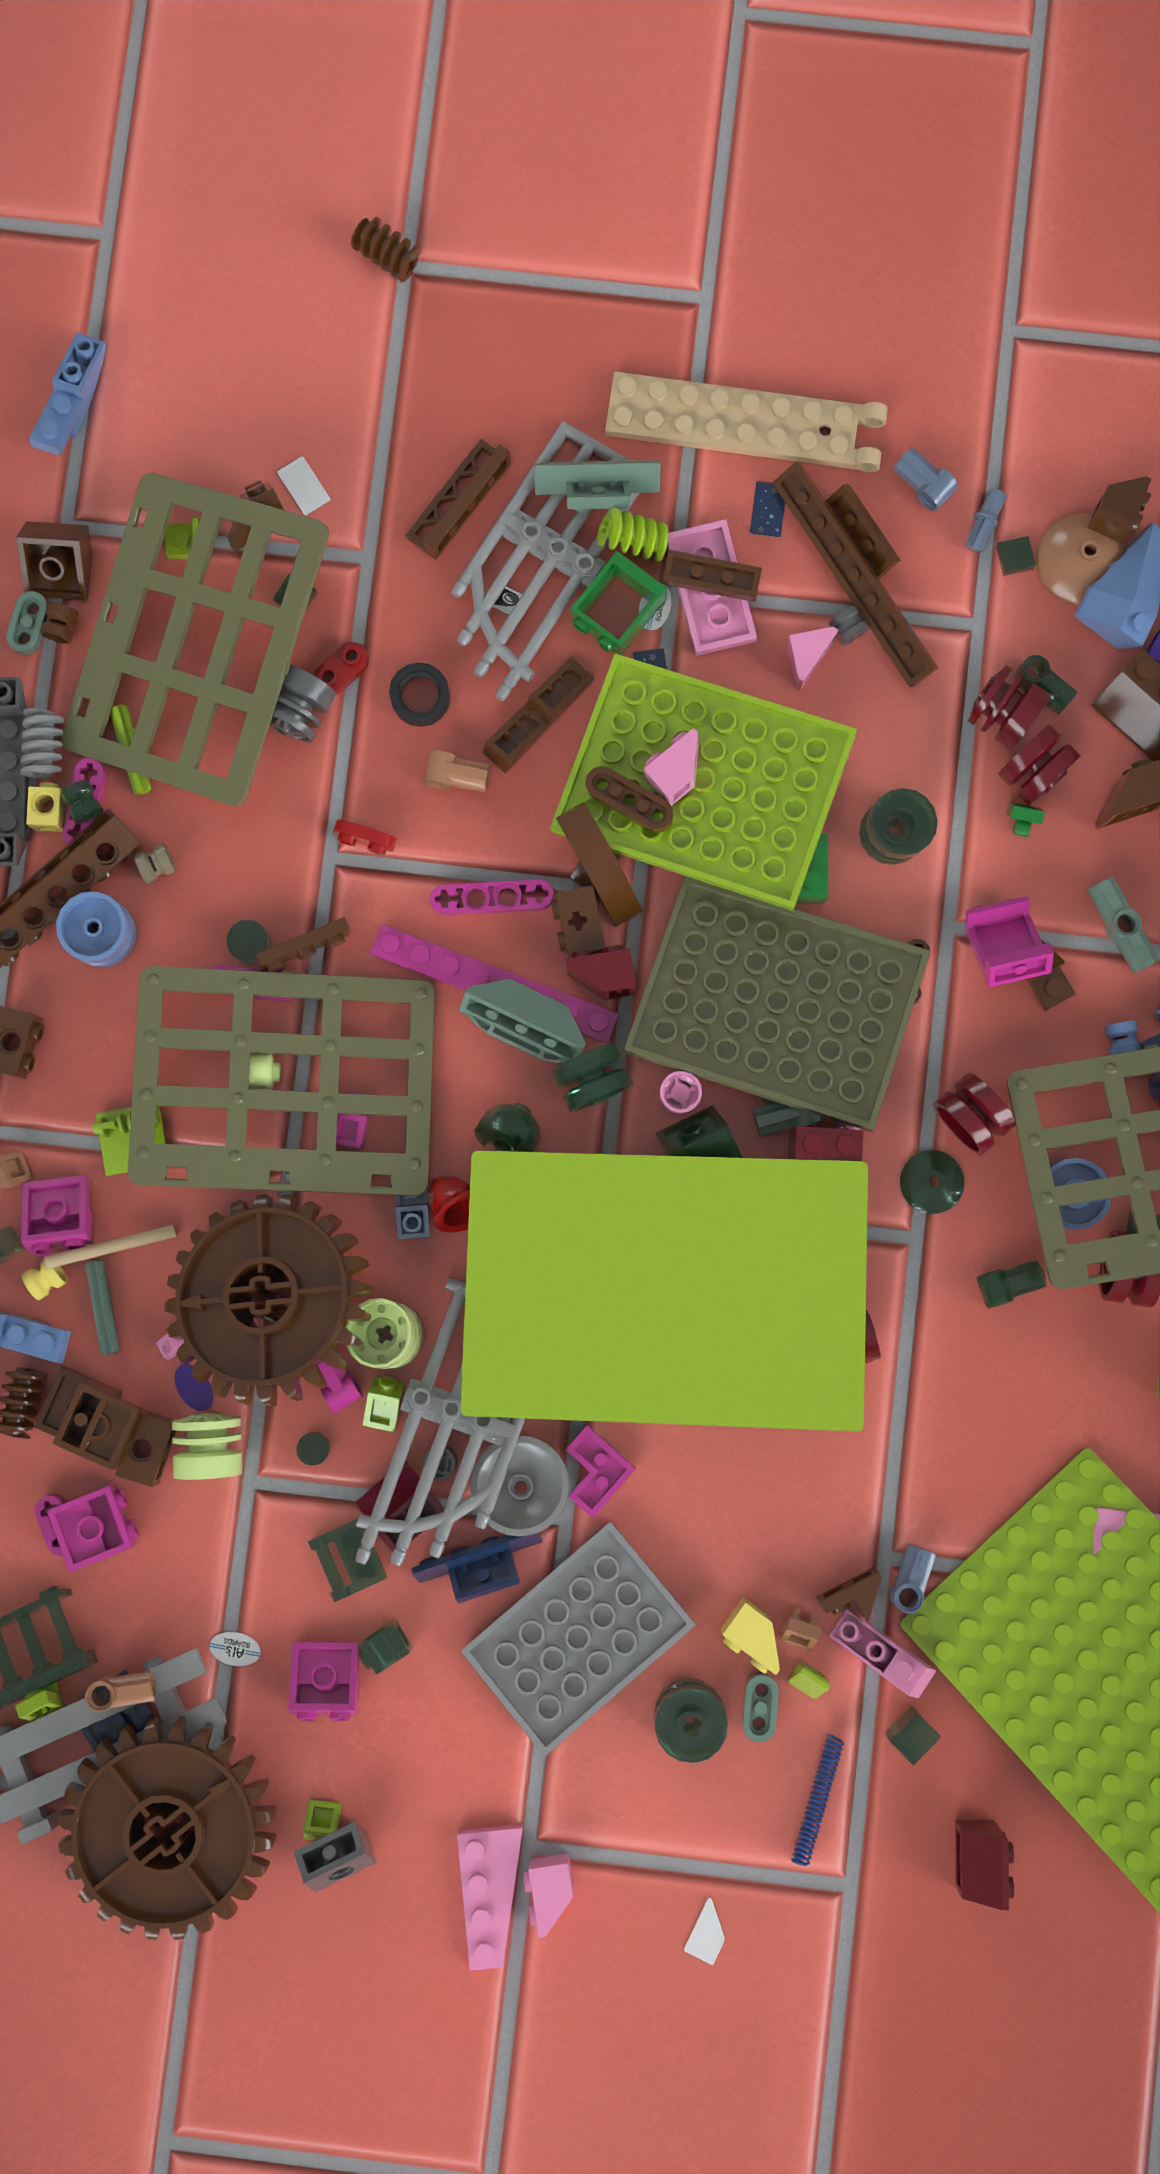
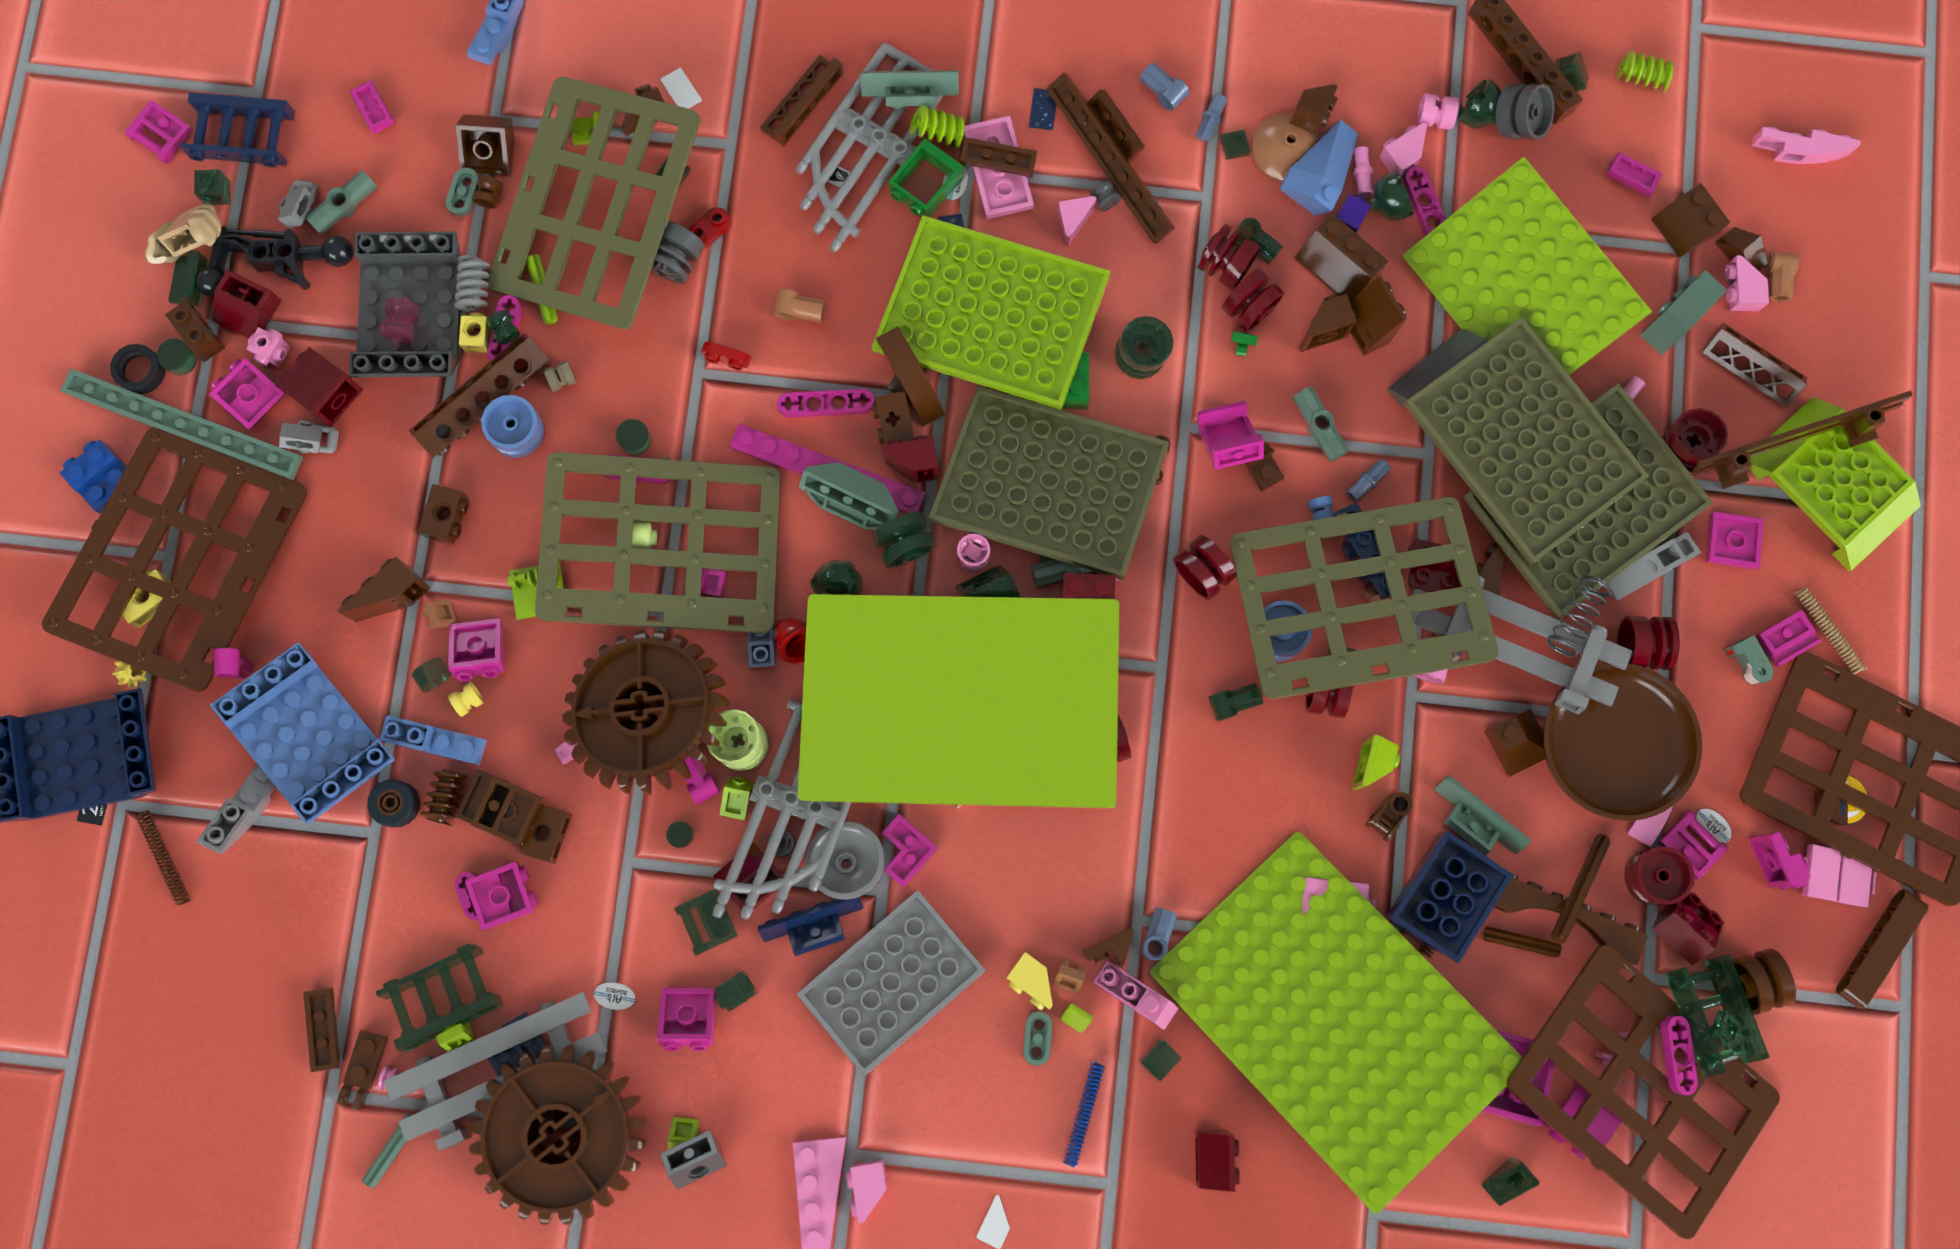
camera: 10 degrees left, 5 degrees down
(102, 1307) = (511, 722): sand green axle -> none
(109, 1246) = (518, 673): tan bar -> none
(124, 1690) = (524, 1023): nougat piece -> none
(194, 1394) = (584, 787): dark purple sticker -> none
(207, 1447) = (594, 829): yellowish green wheel -> none
(303, 946) = (676, 439): reddish brown plate -> none
(414, 671) = (767, 229): black tyre -> none
(537, 715) = (862, 264): reddish brown slope -> none
(620, 789) = (926, 316): reddish brown plate -> none
(675, 769) = (969, 300): bright pink slope -> none
(692, 1740) = (981, 1063): clear green wheel -> none
(742, 421) = (1022, 42): tan hinge -> none
(916, 1187) = (1164, 632): clear green dish -> none

